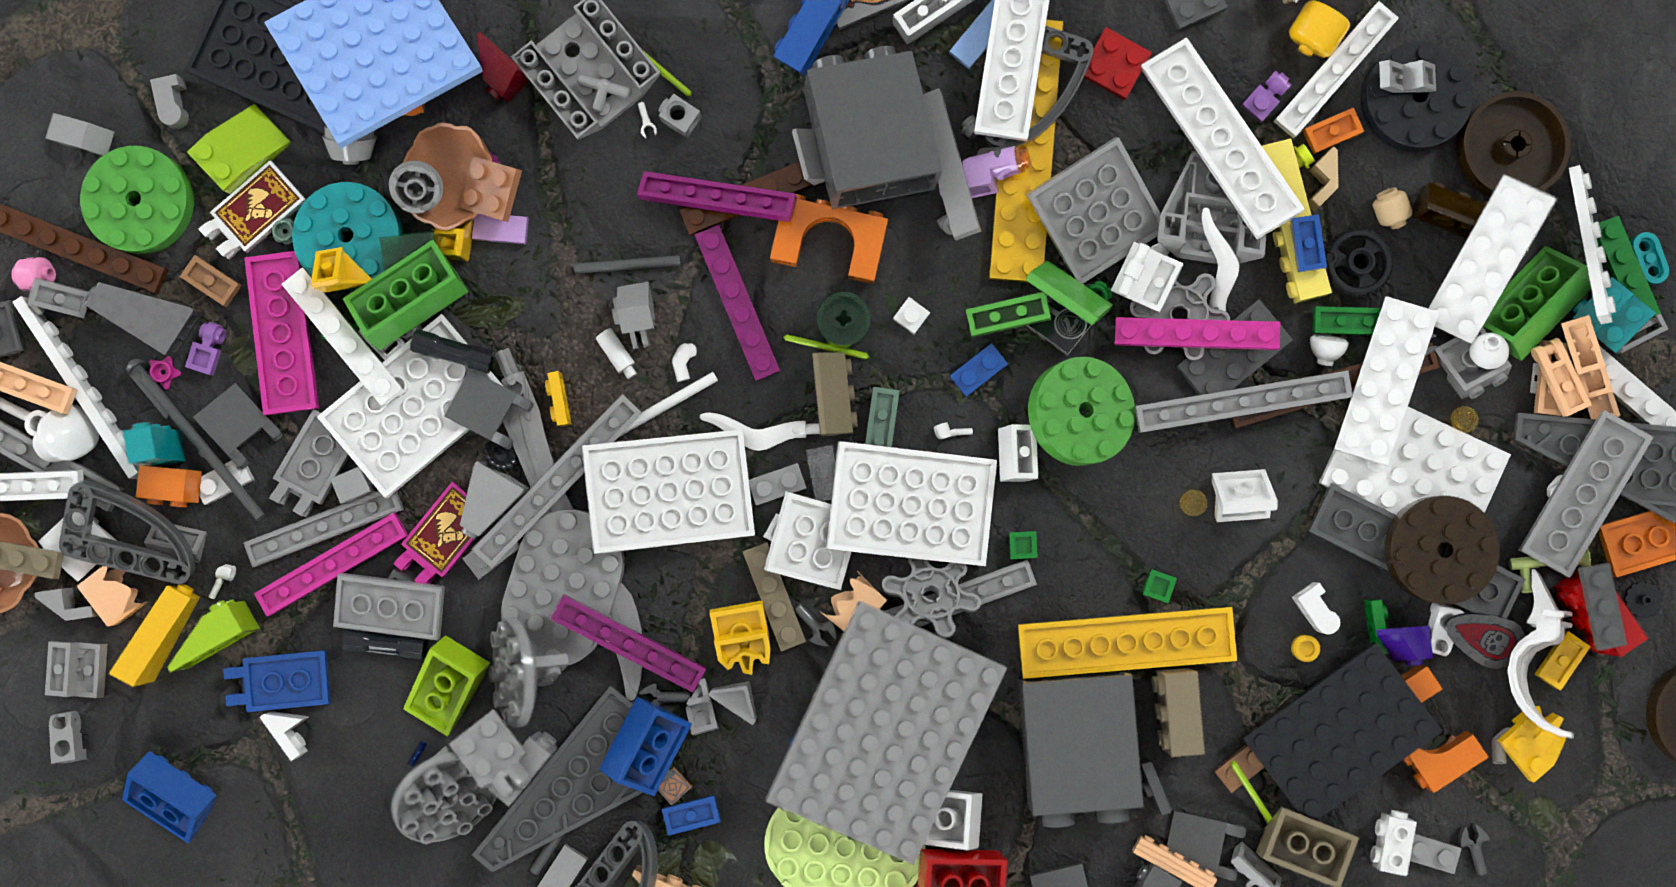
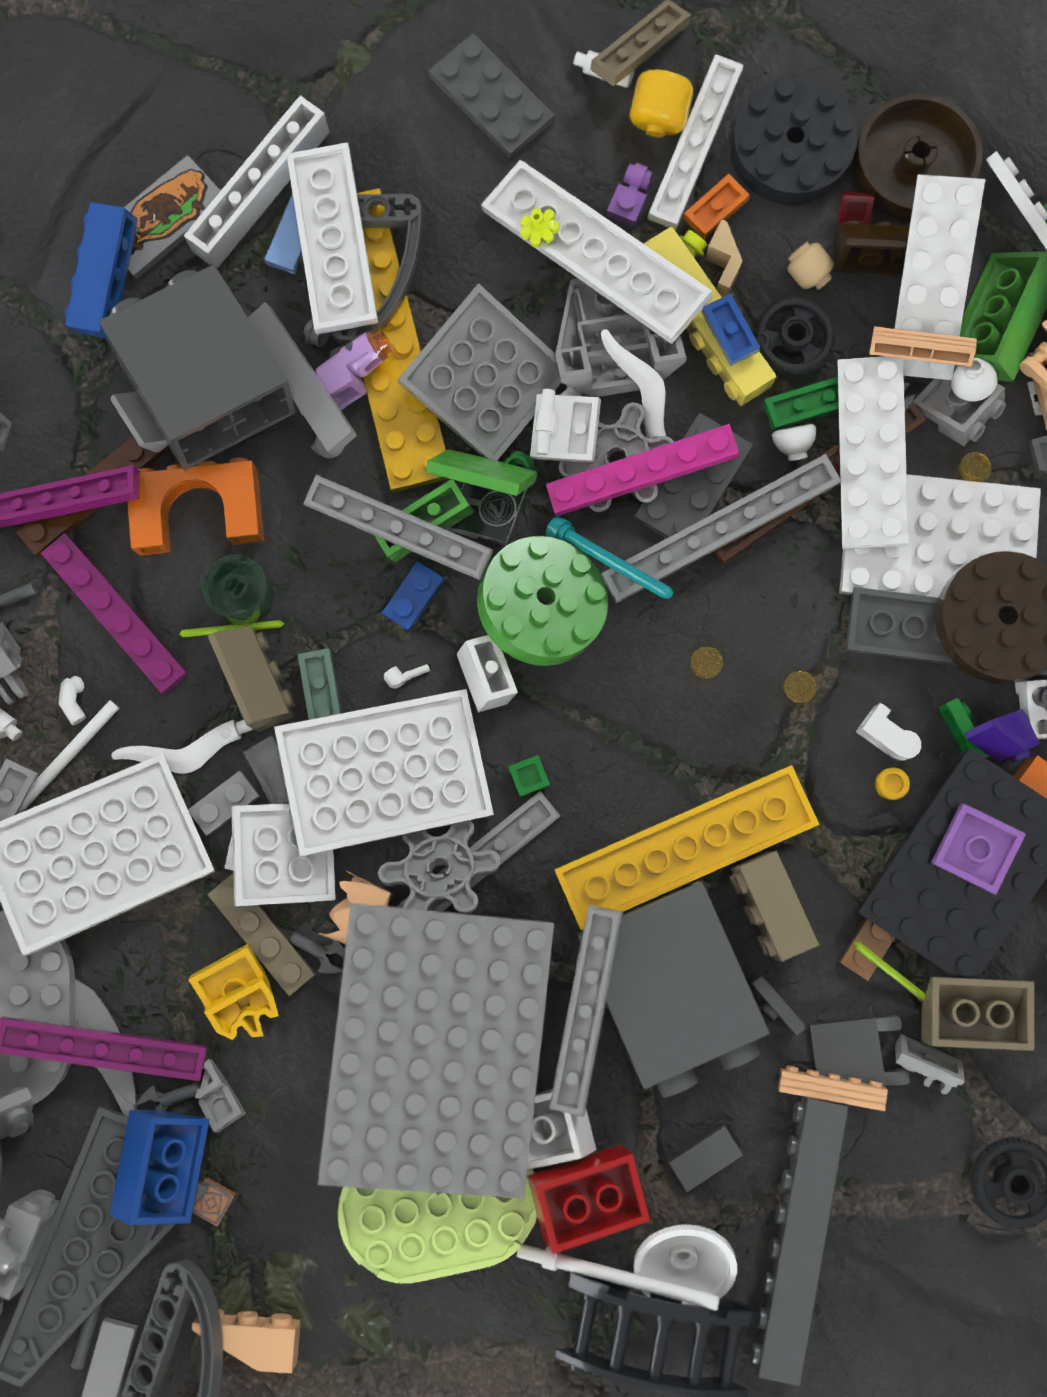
camera: 20 degrees left, 5 degrees down
(691, 815) = (243, 1229): blue plate -> none
(736, 698) = (255, 1071): light grey slope -> none
(911, 315) = (317, 561): white plate -> none
(988, 316) = (398, 527): none -> light grey tile
(1010, 741) = (586, 1010): none -> light grey tile
(1115, 357) = (563, 530): none -> teal piece
(1116, 63) = (453, 214): red plate -> none
(1159, 586) = (701, 769): green plate -> none
(1183, 103) = (539, 227): none -> neon yellow plant
(1243, 495) = (759, 635): white bracket -> none
(1260, 547) = (800, 686): none -> clear yellow plate
(1353, 722) = (978, 848): none -> medium lavender plate
(1407, 77) = (778, 117): light grey slope -> none
(1446, 172) = (855, 207): none -> dark red plate
(1457, 311) = (923, 346): none -> light nougat piece

